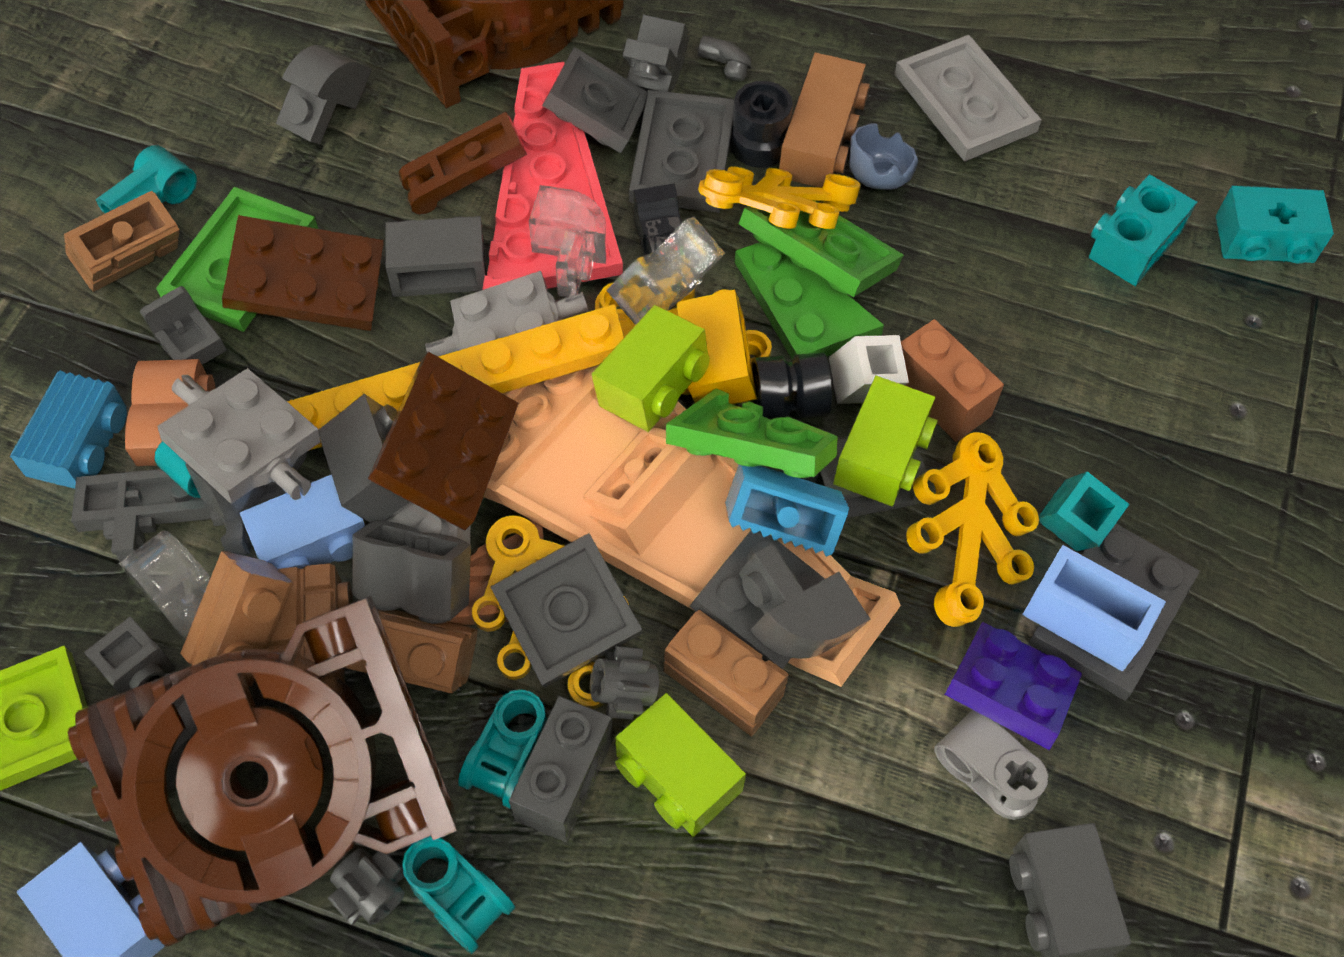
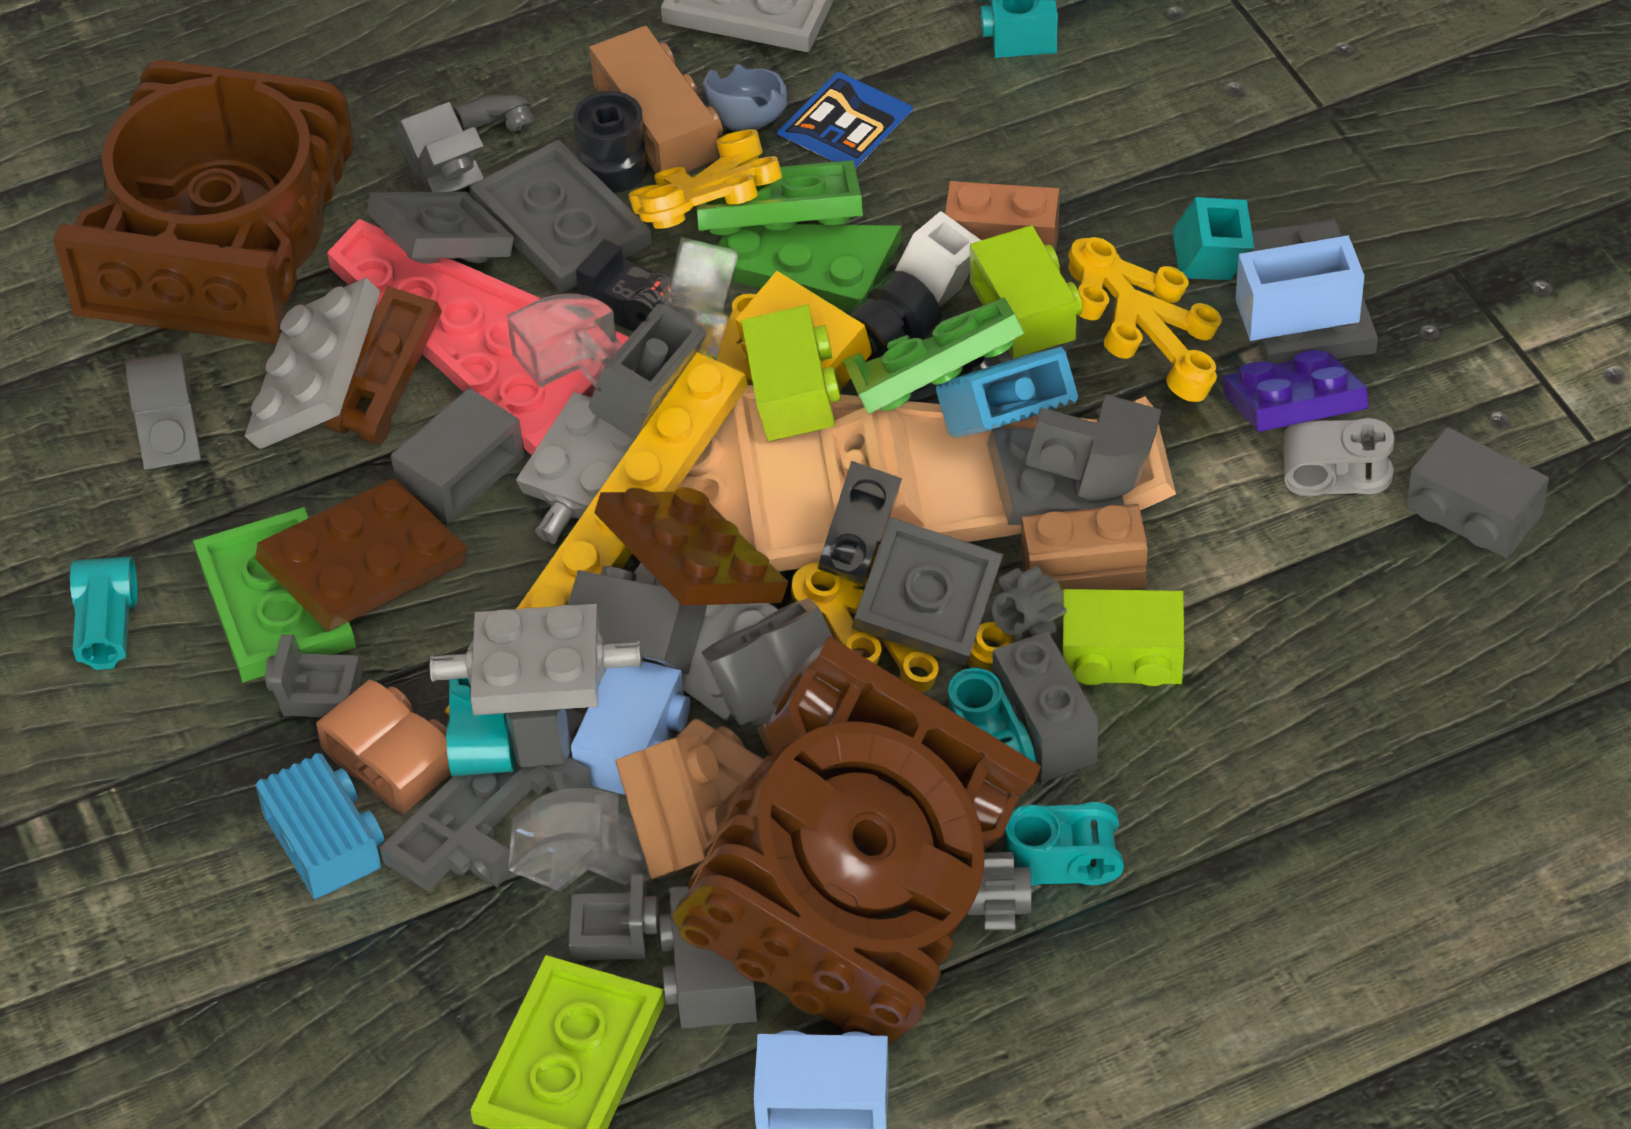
camera: 40 degrees left, 10 degrees down
(121, 240) = (159, 654): medium nougat brick -> none
(424, 128) = (312, 363): none -> light grey plate
(564, 516) = (859, 522): none -> black leg
(566, 288) = (645, 369): none -> dark grey brick
(938, 225) = (845, 120): none -> sticker

